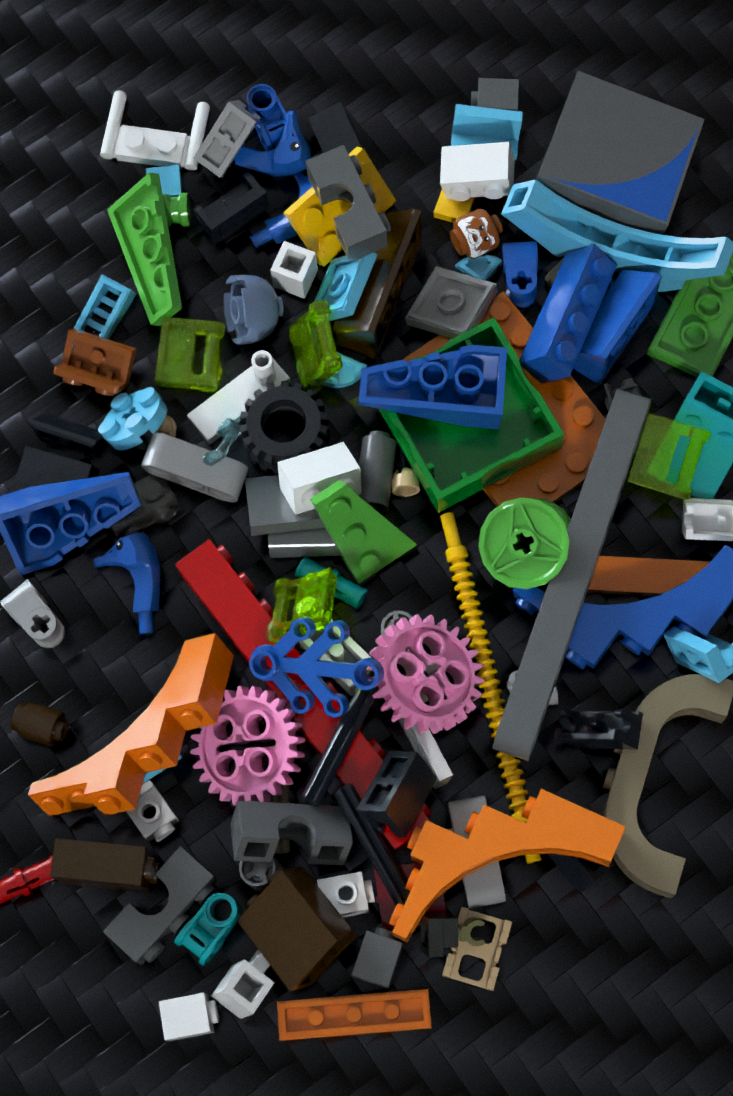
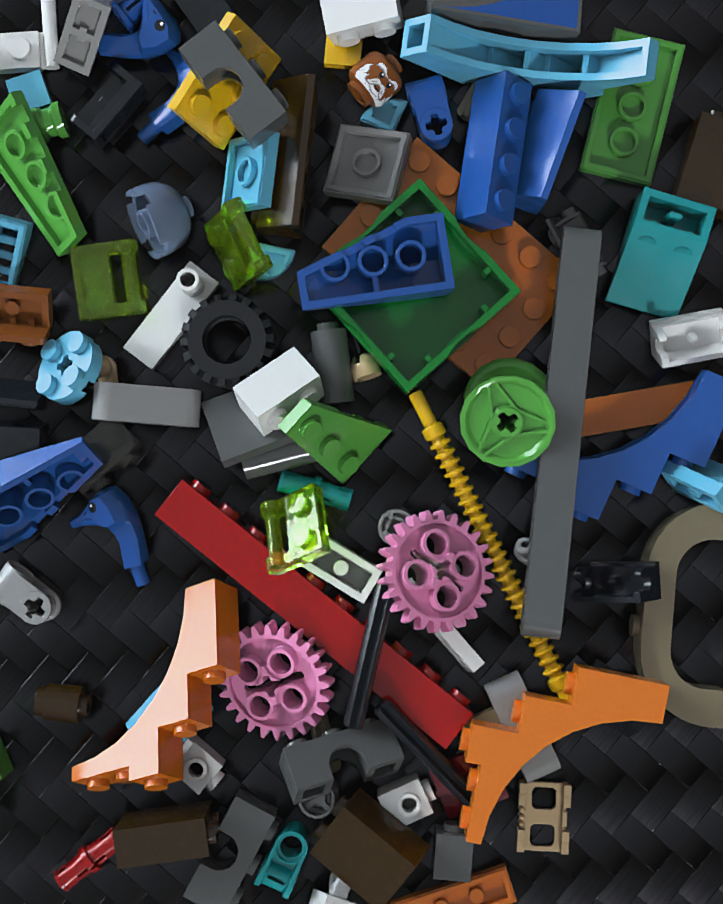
camera: 20 degrees left, 15 degrees up
(229, 431) = (173, 358): clear light blue piece -> none
(294, 269) = (194, 164): white brick -> none
(311, 668) = (325, 600): blue plant -> none
(397, 792) = (436, 698): black hinge -> none
(443, 931) = (510, 816): pearl dark grey piece -> none
(657, 452) = (617, 280): clear neon green plate -> none

